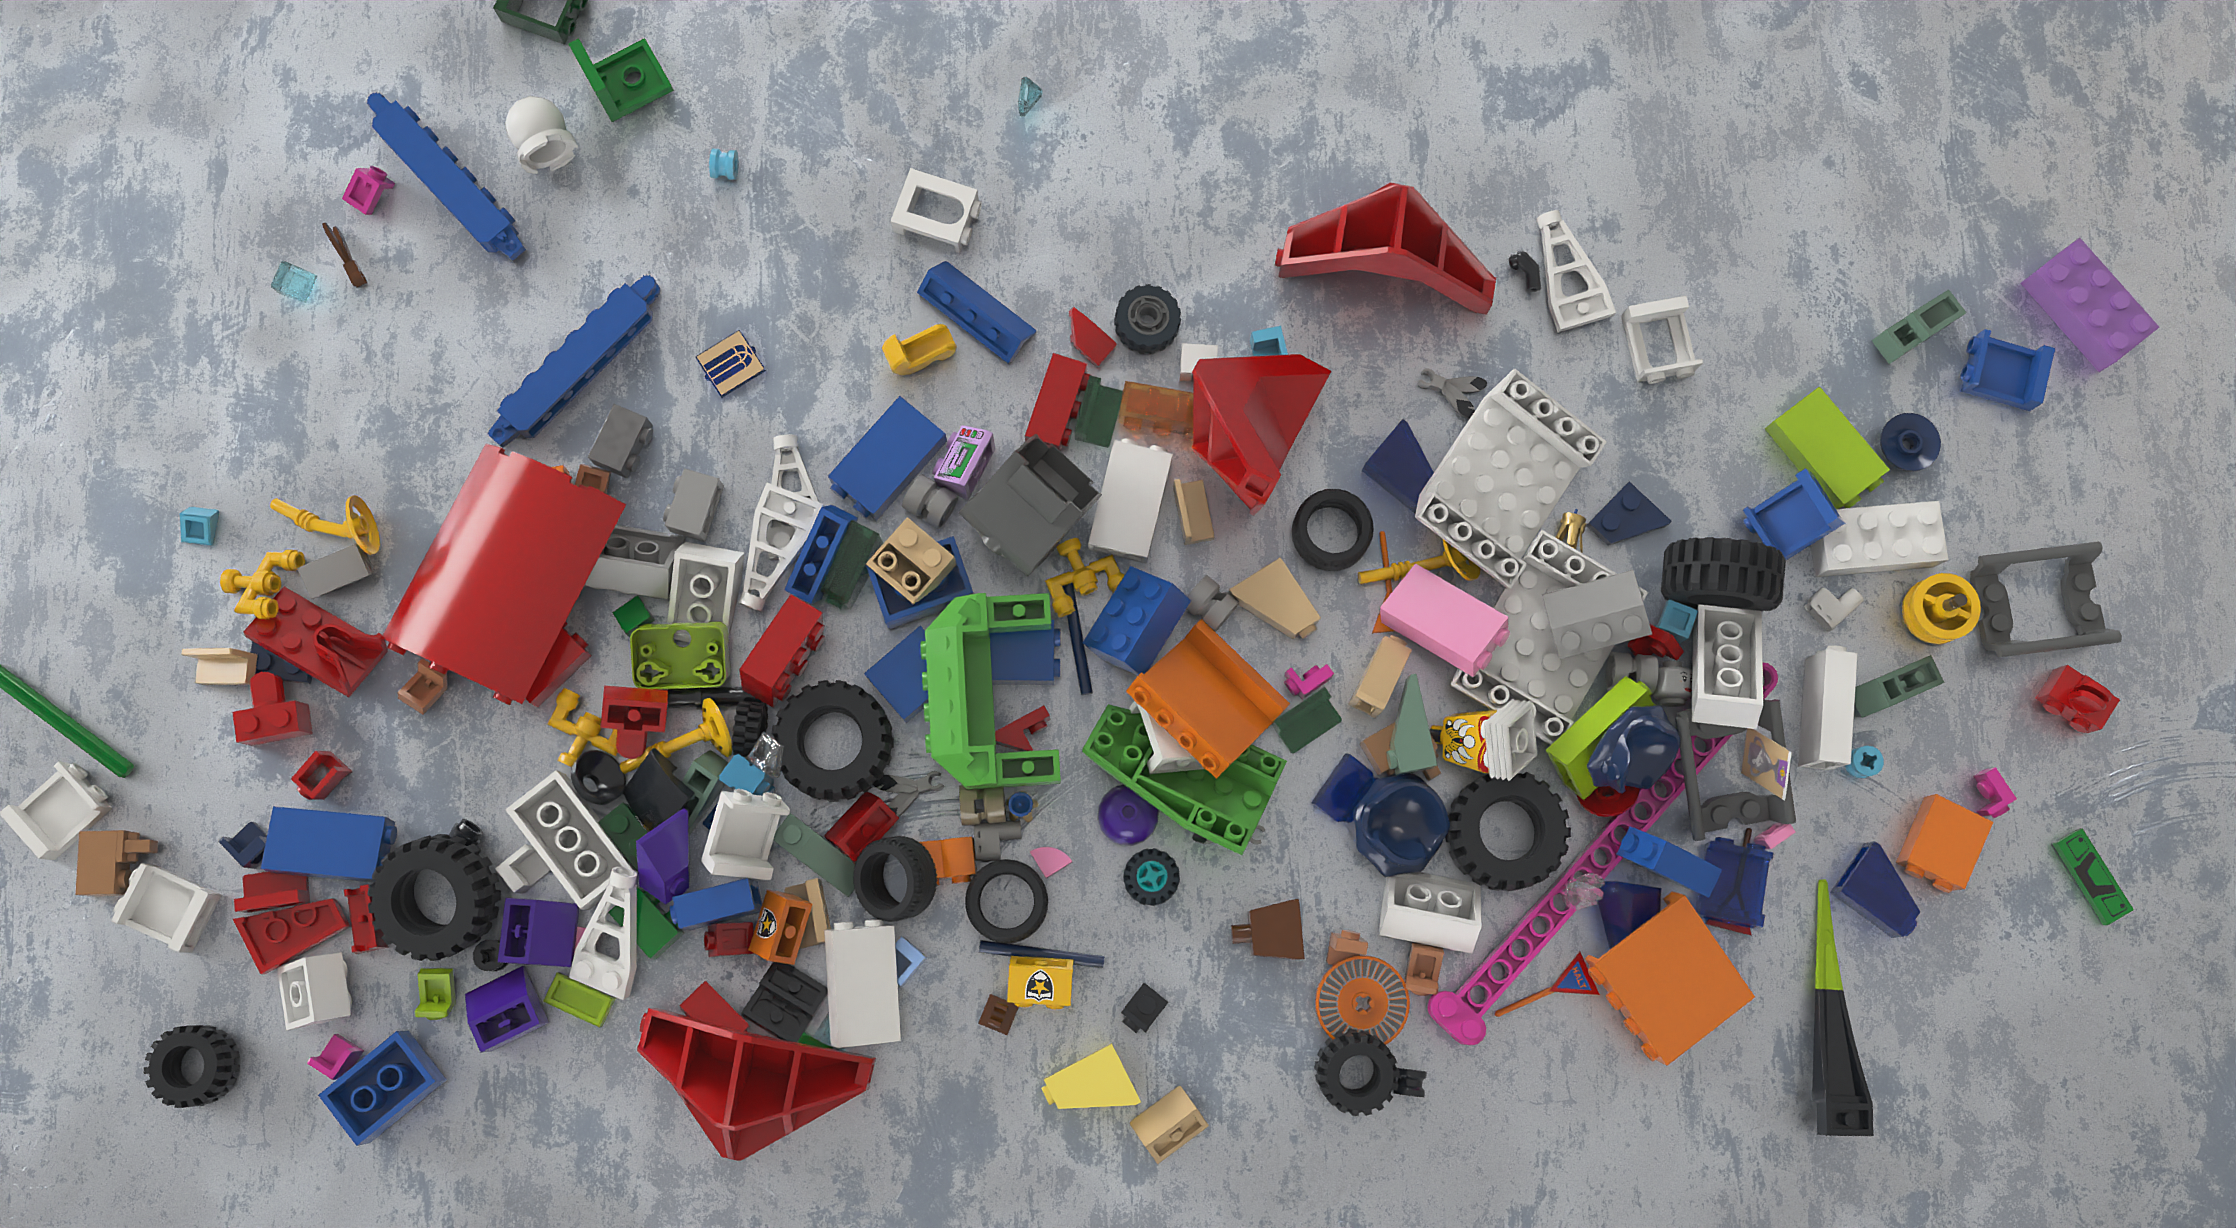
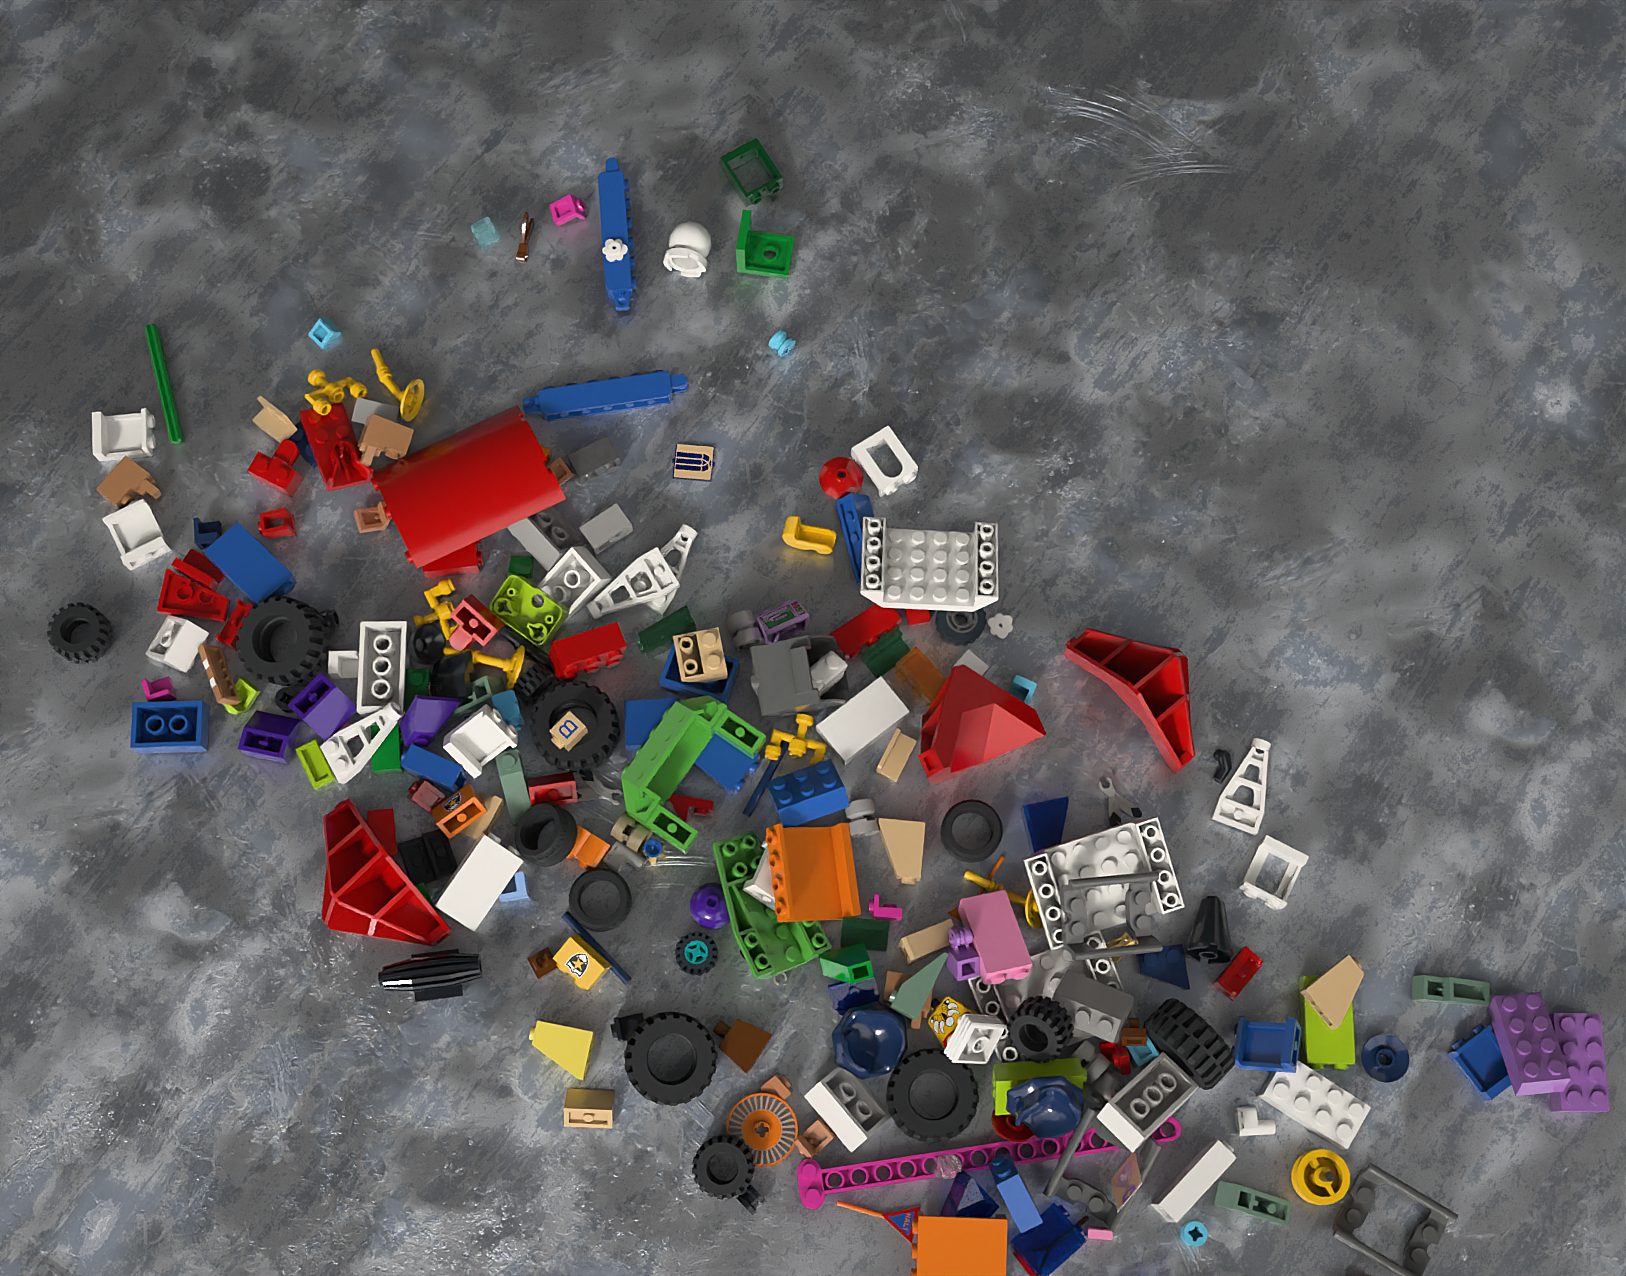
camera: 40 degrees right, 5 degrees down
(363, 588) = (383, 436): none -> medium nougat hinge
(391, 988) = (219, 674): none -> medium nougat plate
(459, 200) = (617, 253): none -> white plant
(767, 755) = (529, 704): clear slope -> none
(818, 553) = (653, 610): blue brick -> none
(834, 752) = (568, 731): none -> tan brick
(887, 459) = (738, 586): blue brick -> none
(892, 1120) = (432, 974): none -> black plate
(906, 275) = (840, 487): none -> red dish
(1028, 95) = (995, 433): clear light blue slope -> none
(1050, 860) = (645, 896): bright pink tile -> none
(1060, 473) = (827, 672): none -> white brick
(1075, 285) = (929, 567): none -> white slope
(1194, 287) = (999, 619): none -> white plant
(1255, 1013) = (693, 1082): none -> black tyre
(1316, 764) = (847, 964): none -> green slope
(1433, 666) = (962, 957): none -> medium lavender brick
(1563, 659) = (1050, 1019): none -> black tyre
(1569, 491) = (1137, 920): none -> dark grey piece
(1650, 448) = (1210, 933): none -> black cone
(1661, 609) = (1134, 1035): none -> reddish brown tile
(1704, 468) = (1238, 973): none -> red hinge
(1818, 411) = (1334, 990): none -> tan slope
(2037, 320) = (1528, 1044): none -> medium lavender brick

